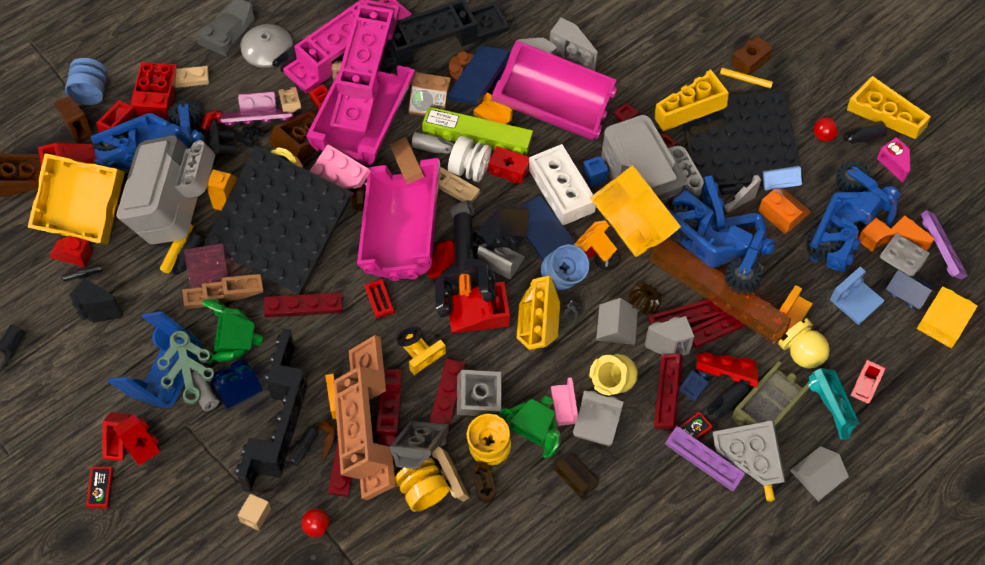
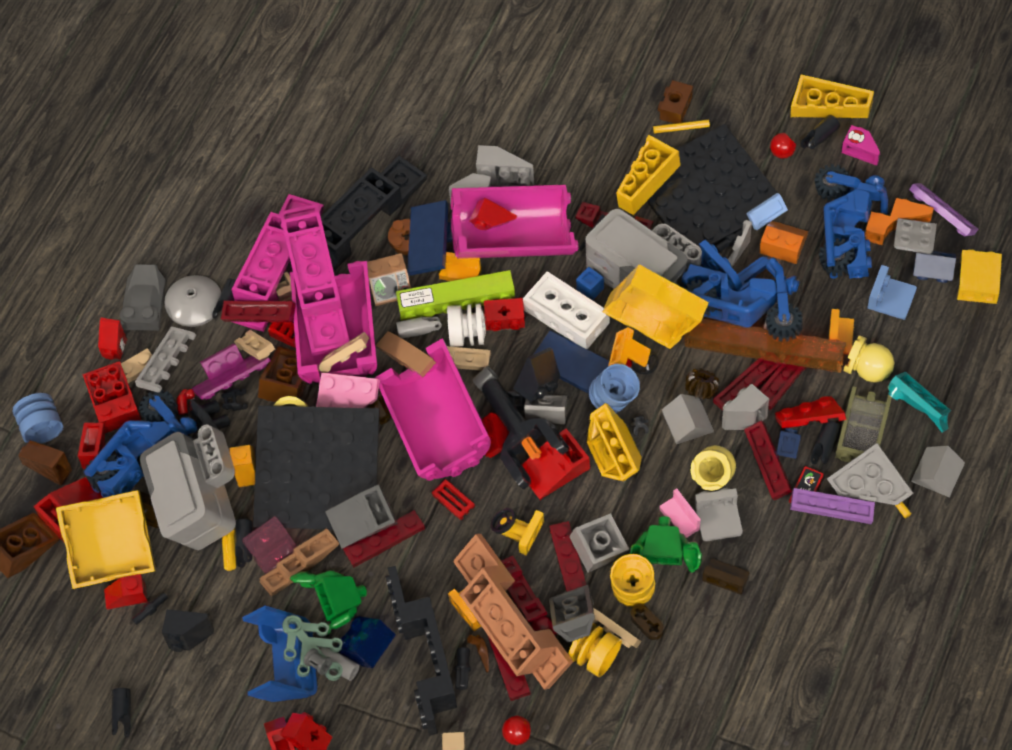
camera: 20 degrees left, 0 degrees up
(179, 379) = (317, 661): none -> dark grey bush
(181, 45) = (111, 339): none -> red slope
(212, 78) = (163, 358): none -> light grey hinge
(292, 276) = (361, 516): none -> dark grey slope
(306, 73) = (258, 311): none -> dark red plate
(353, 136) = (343, 353): none -> tan plate
(539, 78) = (490, 215): none -> red slope
(867, 381) = (939, 368): slope -> none

